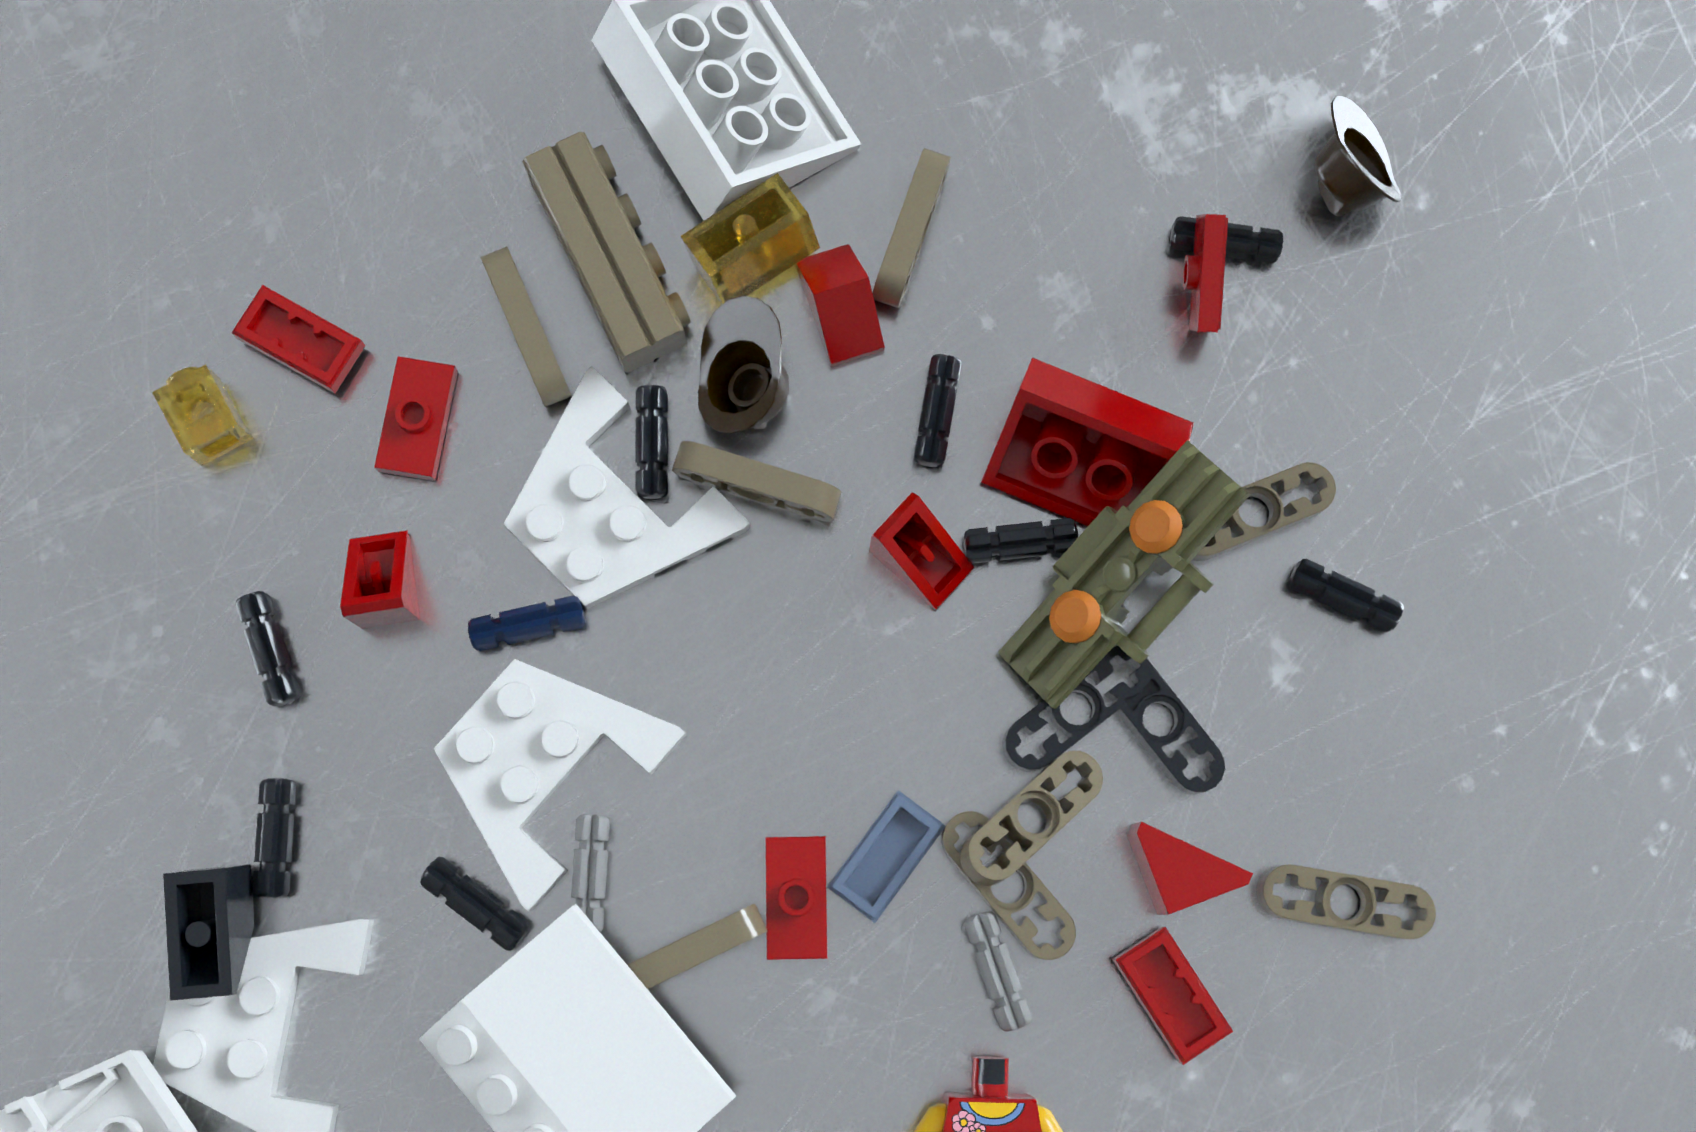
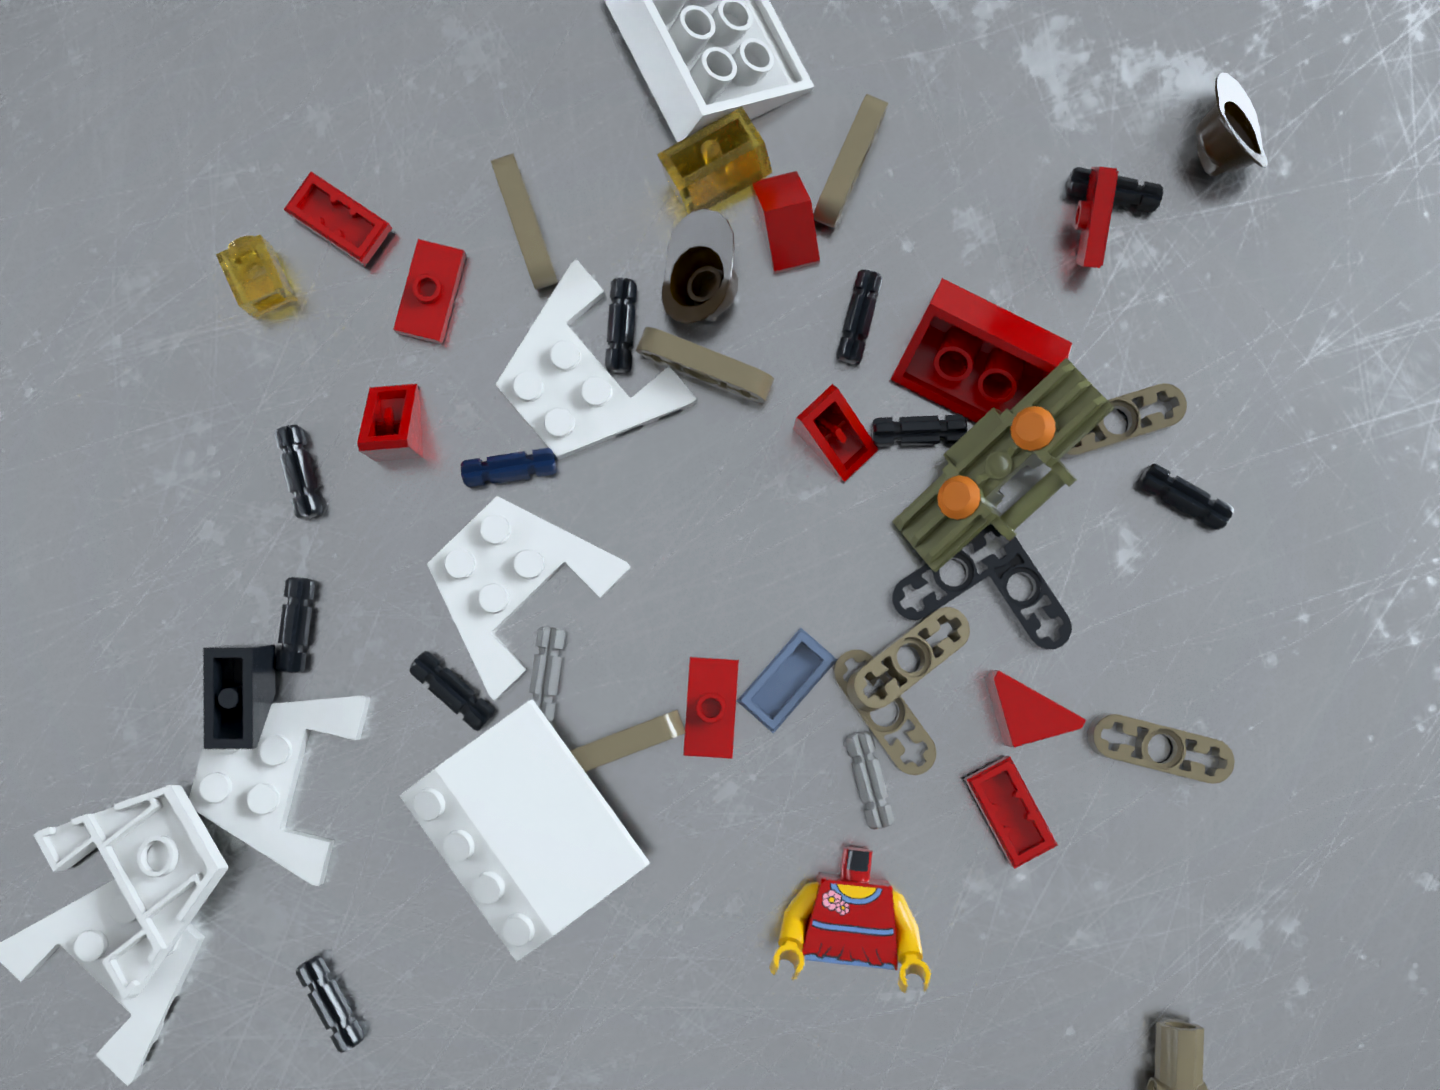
camera: 15 degrees right, 5 degrees up
(606, 252) = (594, 163): dark tan brick -> none

